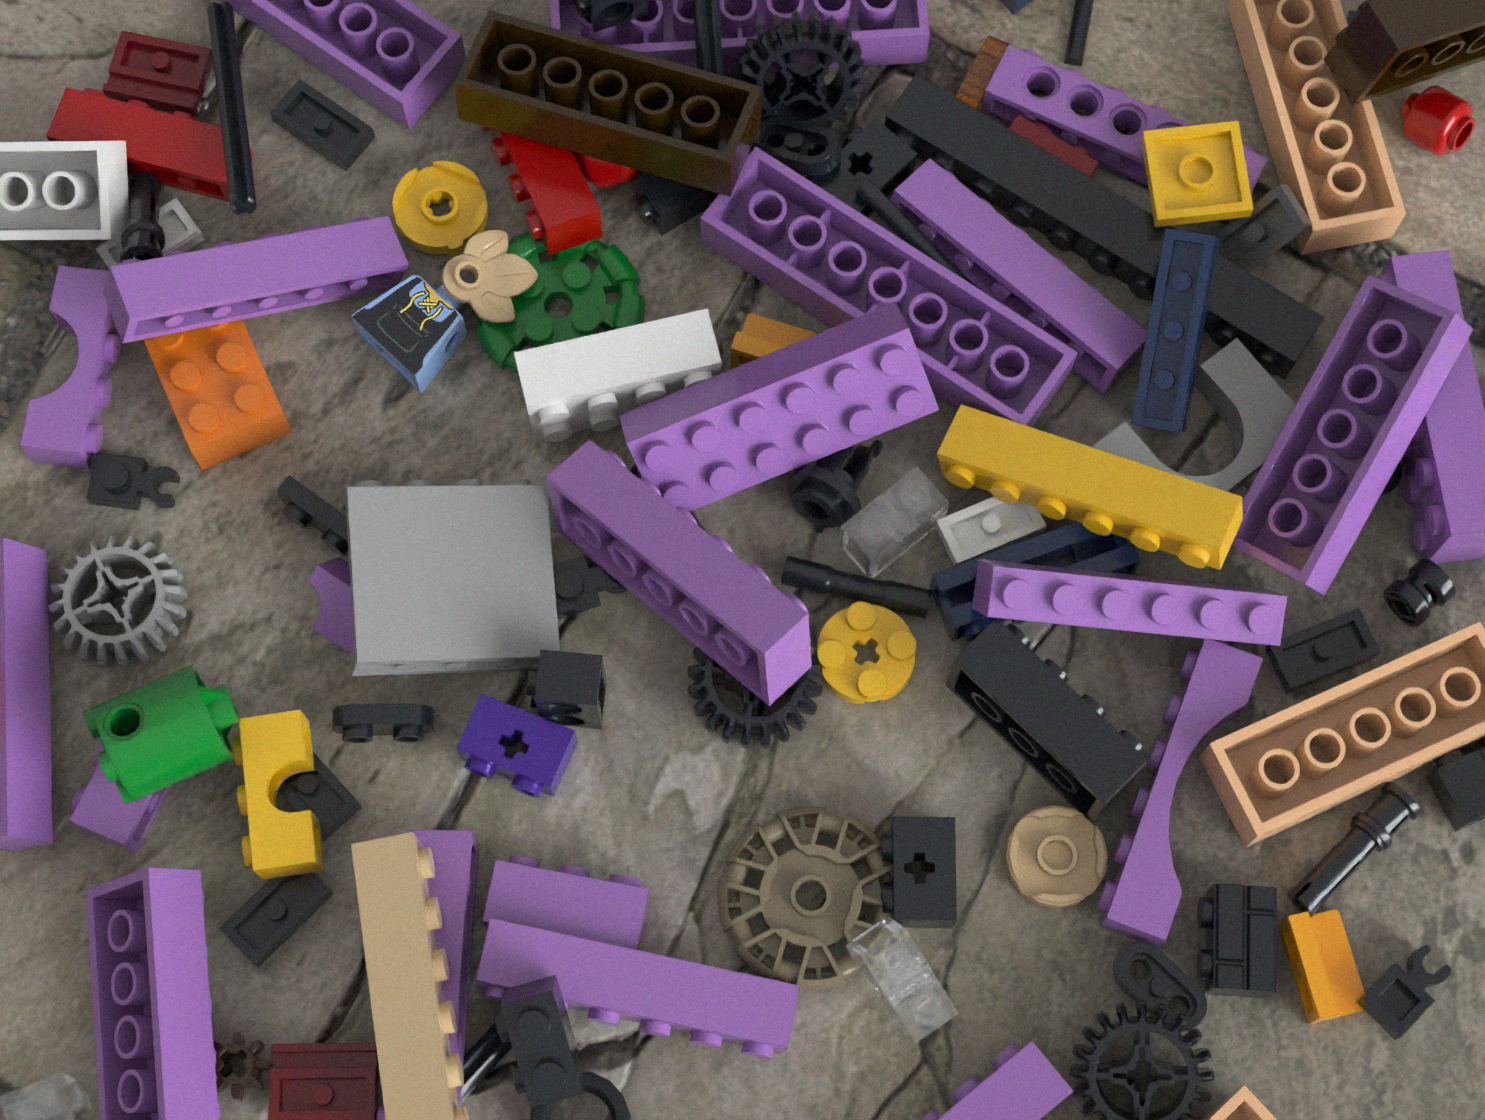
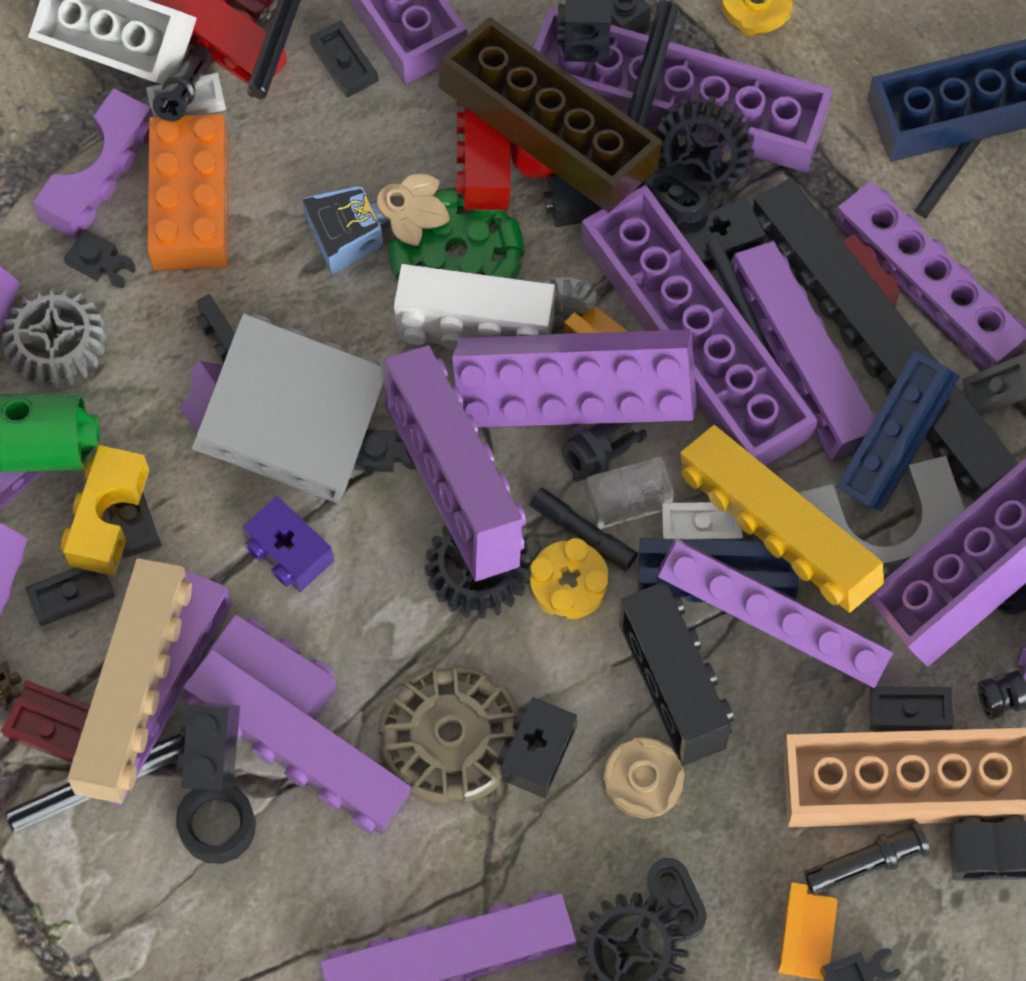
camera: 25 degrees right, 5 degrees down
(253, 278) = (244, 145): medium lavender brick -> none
(363, 721) = (214, 495): black plate -> none
(431, 185) = (402, 129): yellow plate -> none
(568, 688) = (341, 516): black brick -> none
(726, 309) = (572, 295): none -> light grey gear
(901, 979) = (487, 812): clear brick -> none
(981, 71) = (840, 193): clear orange beam -> none
(1146, 886) = (810, 708): medium lavender arch -> none
(1196, 173) = (967, 324): yellow plate -> none
(1239, 940) = (750, 889): black brick -> none

